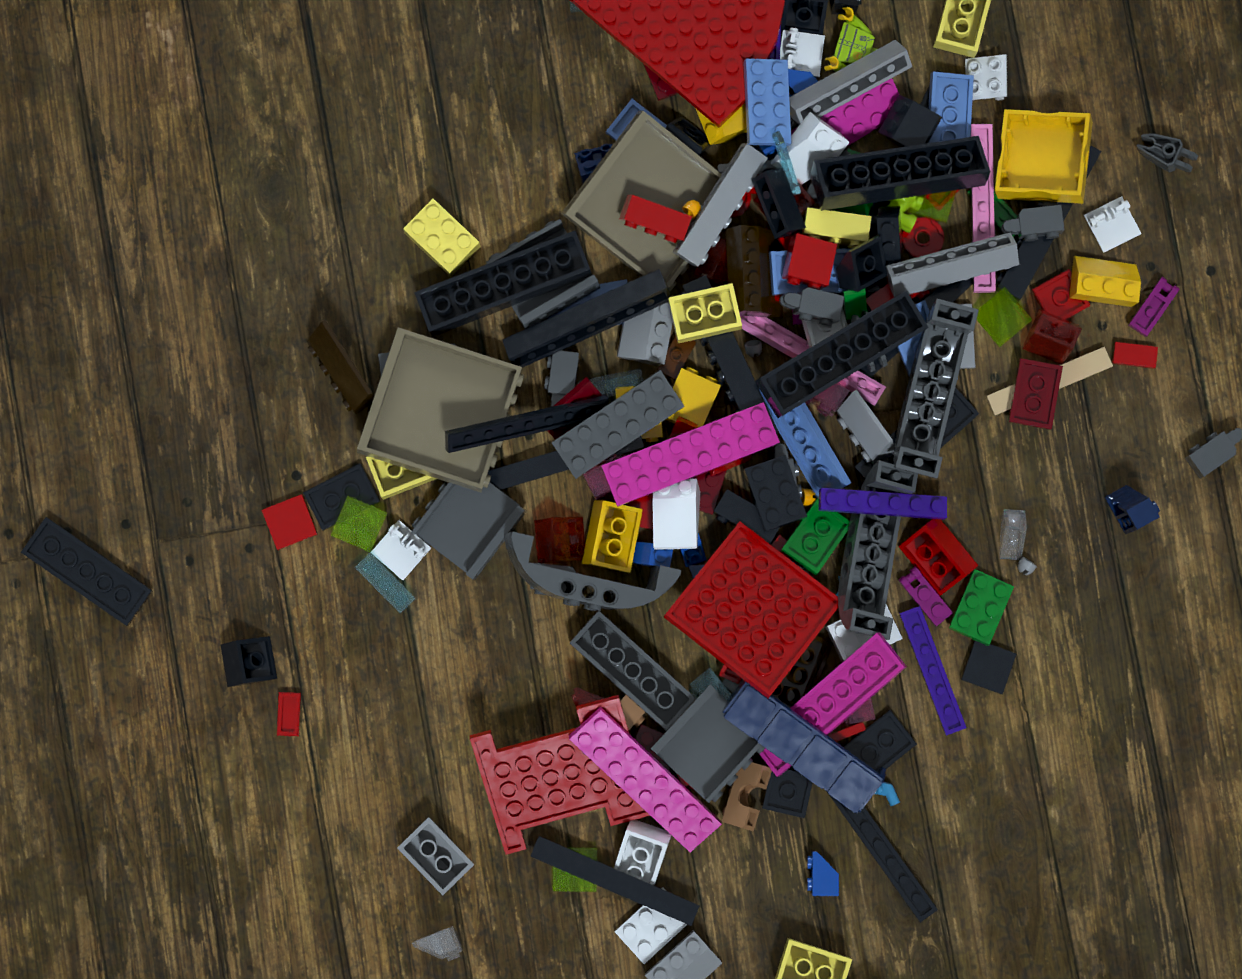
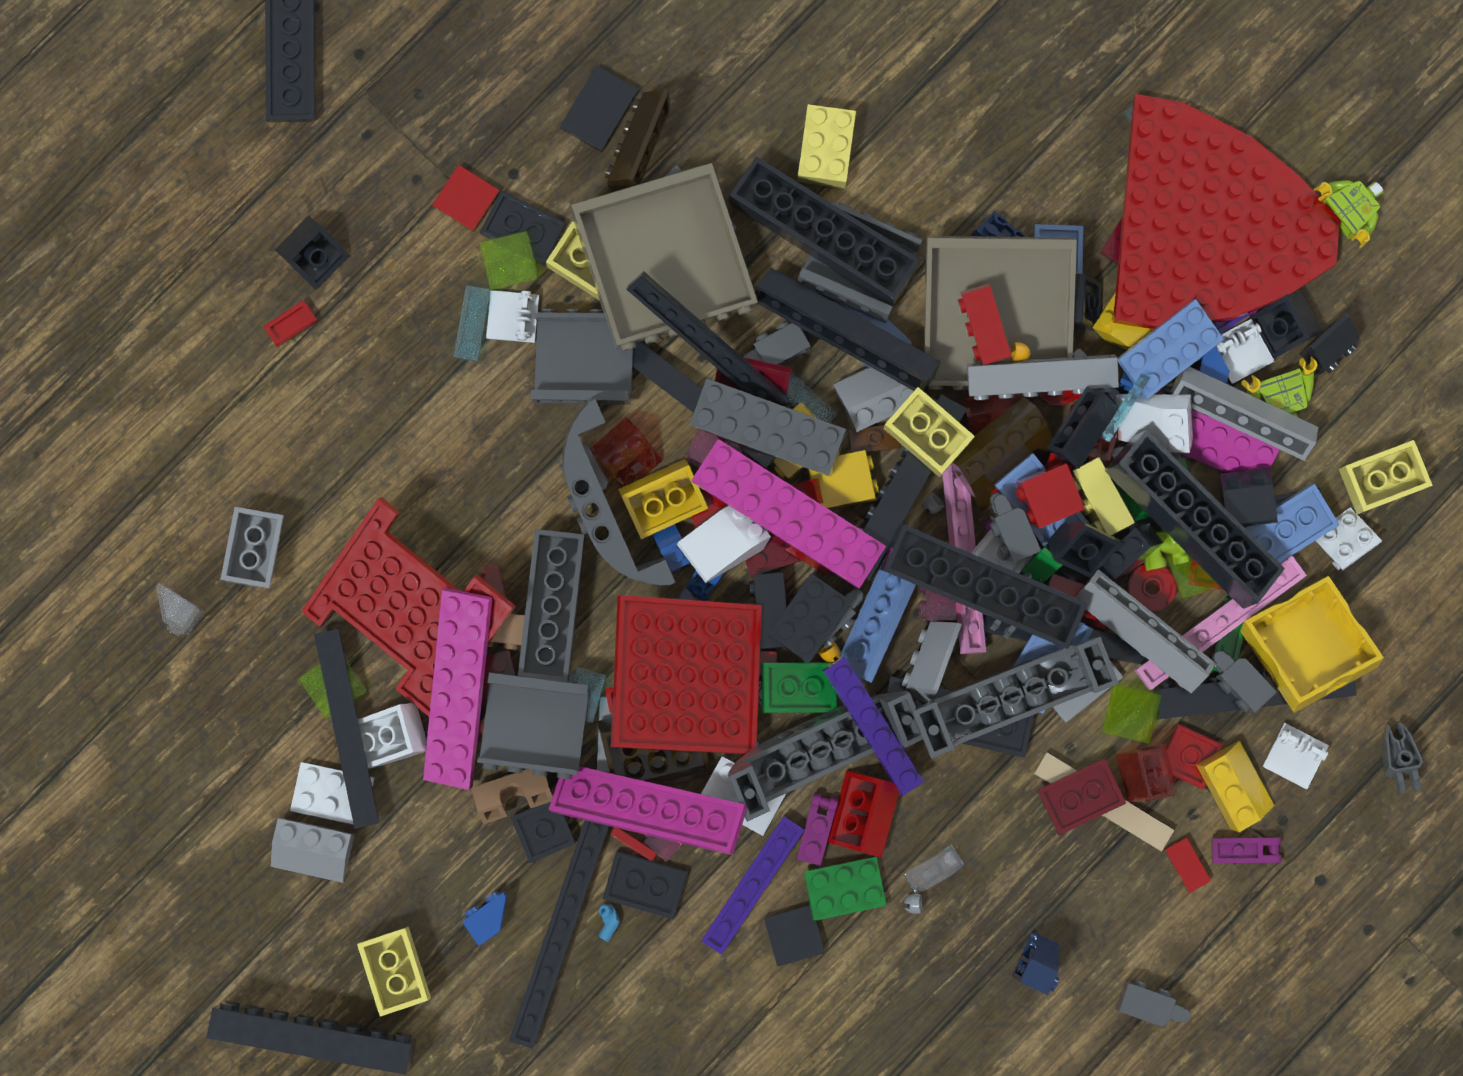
camera: 55 degrees right, 0 degrees up
(294, 380) = (599, 109): none -> black tile
(803, 747) = (591, 814): dark blue piece -> none

